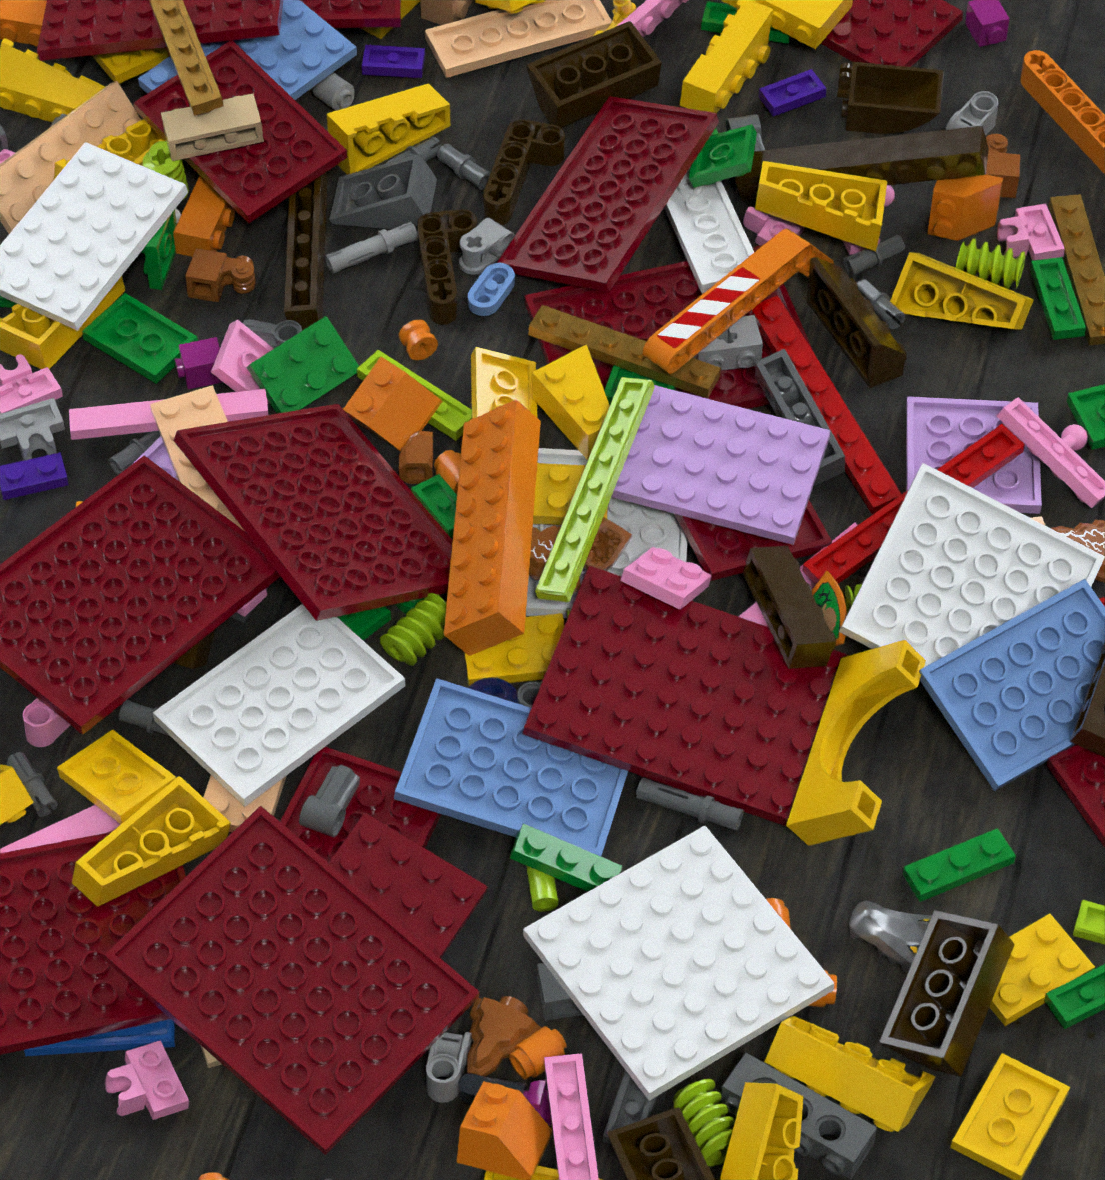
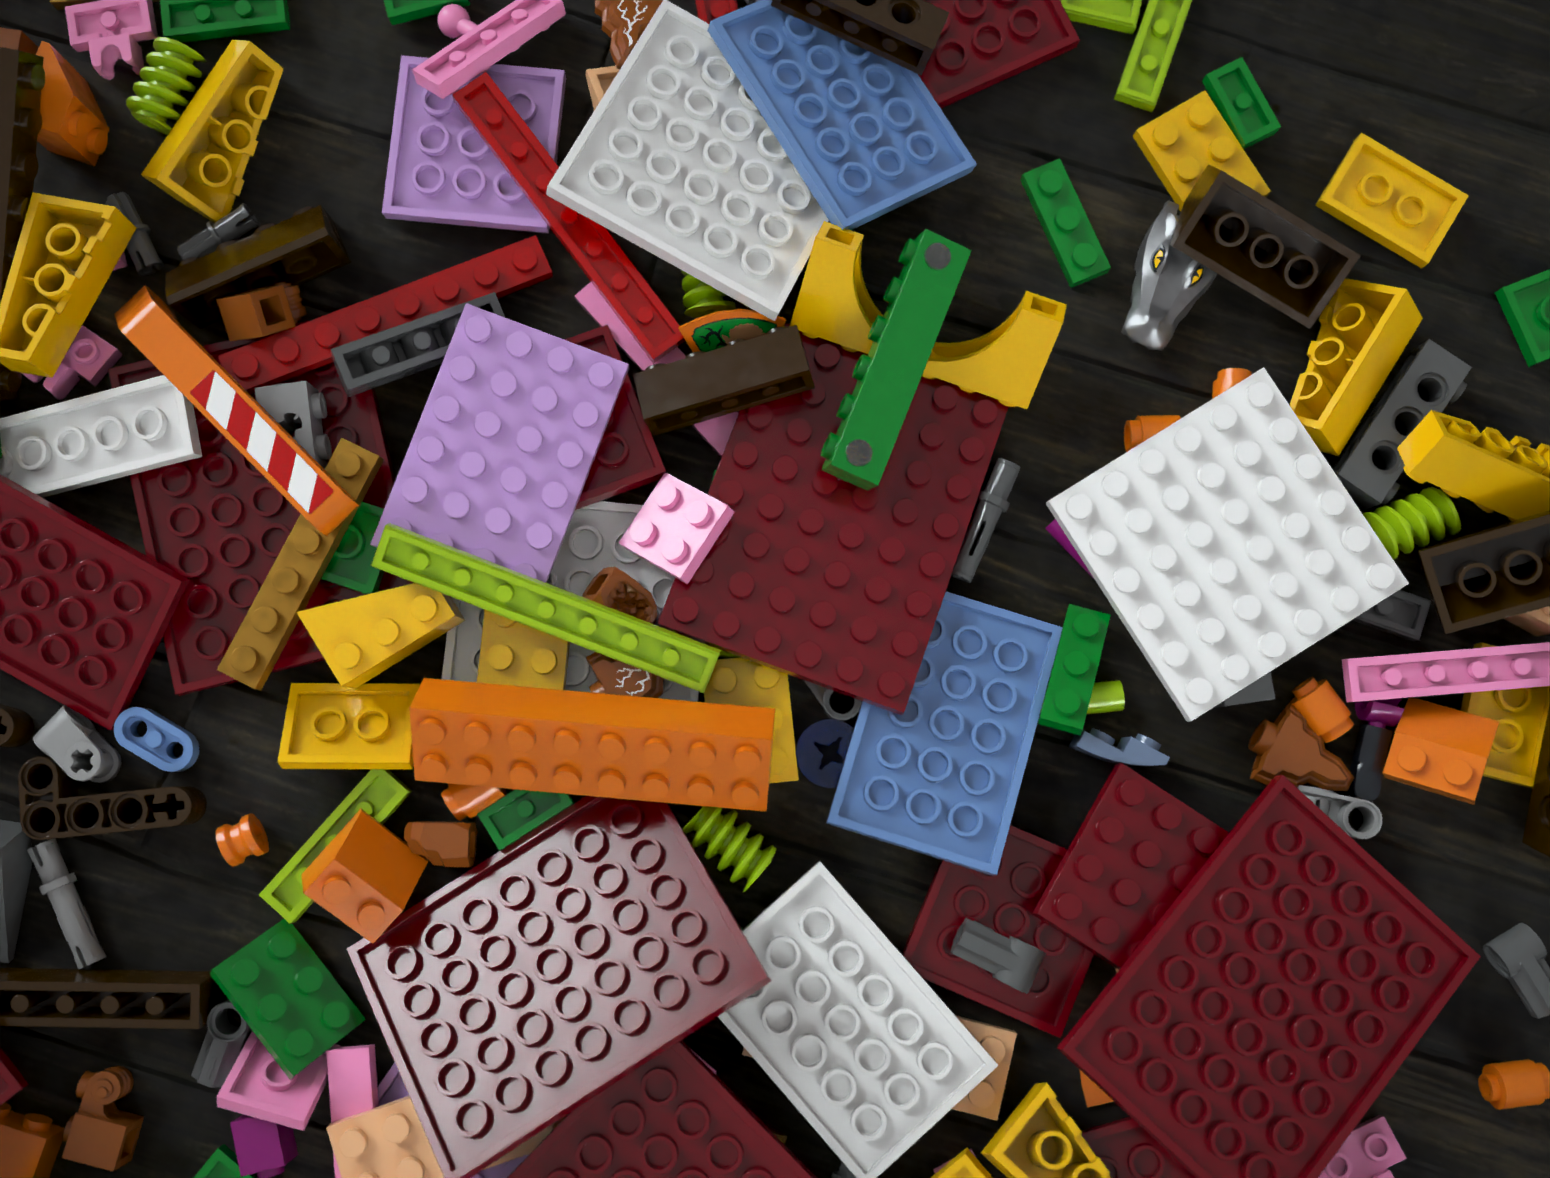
camera: 90 degrees left, 30 degrees up
(498, 898) = (1129, 751): none -> sand blue slope
(814, 712) = (895, 360): none -> green piece
(818, 323) = (261, 311): none -> dark orange brick

